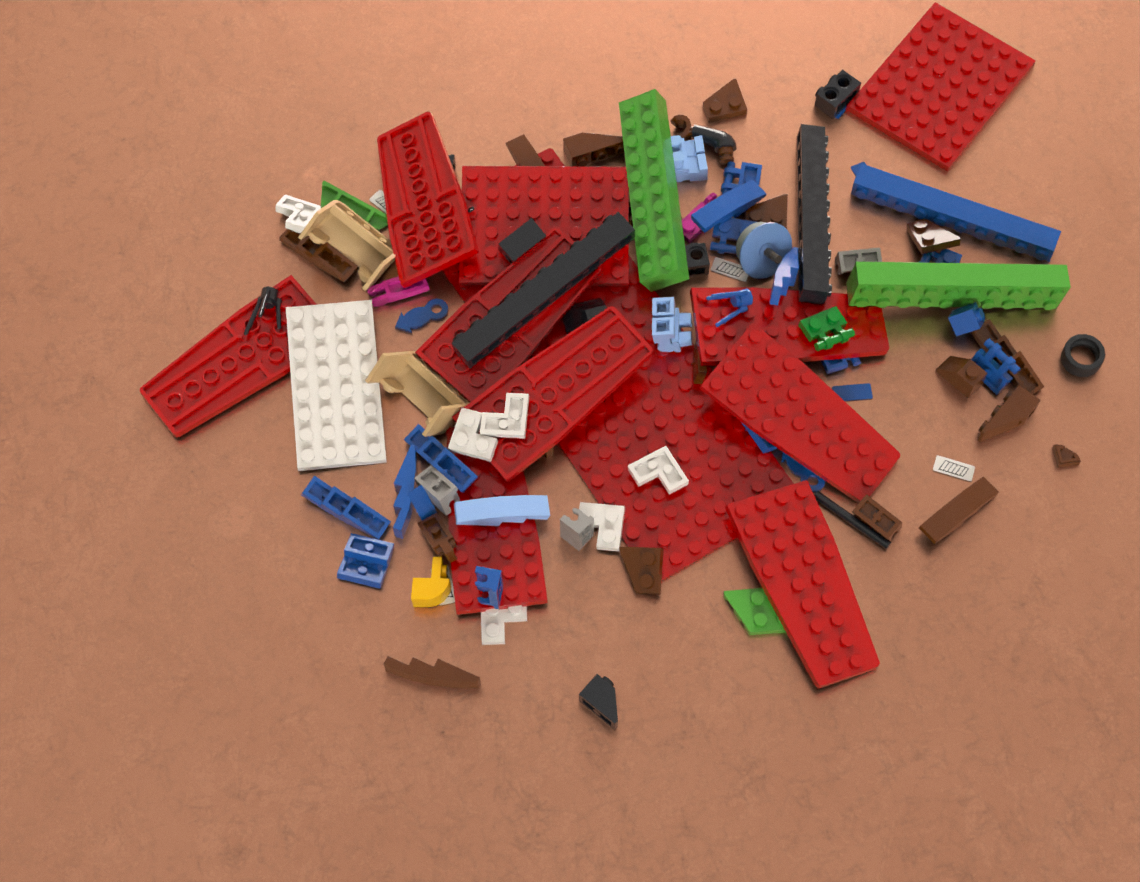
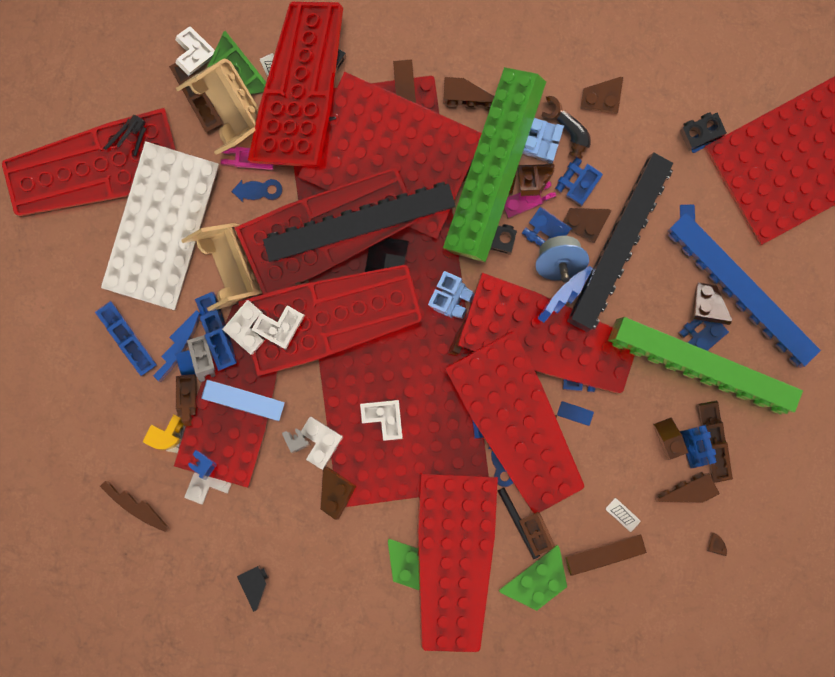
camera: 20 degrees right, 20 degrees up
(365, 560) = (123, 389): blue slope -> none
(521, 241) = (361, 168): black hinge -> none
(696, 194) = (534, 178): none -> reddish brown wing
(728, 205) = (553, 205): blue slope -> none
(729, 269) = (528, 255): white sticker -> none
(738, 299) = (514, 302): blue plant -> none
(823, 324) = (576, 351): green plate -> none
(847, 259) = (638, 302): light grey hinge -> none
(904, 568) = (539, 581): none -> bright green wing
(966, 319) = (698, 395): blue brick -> none
(1088, 342) = (794, 466): black tyre -> none

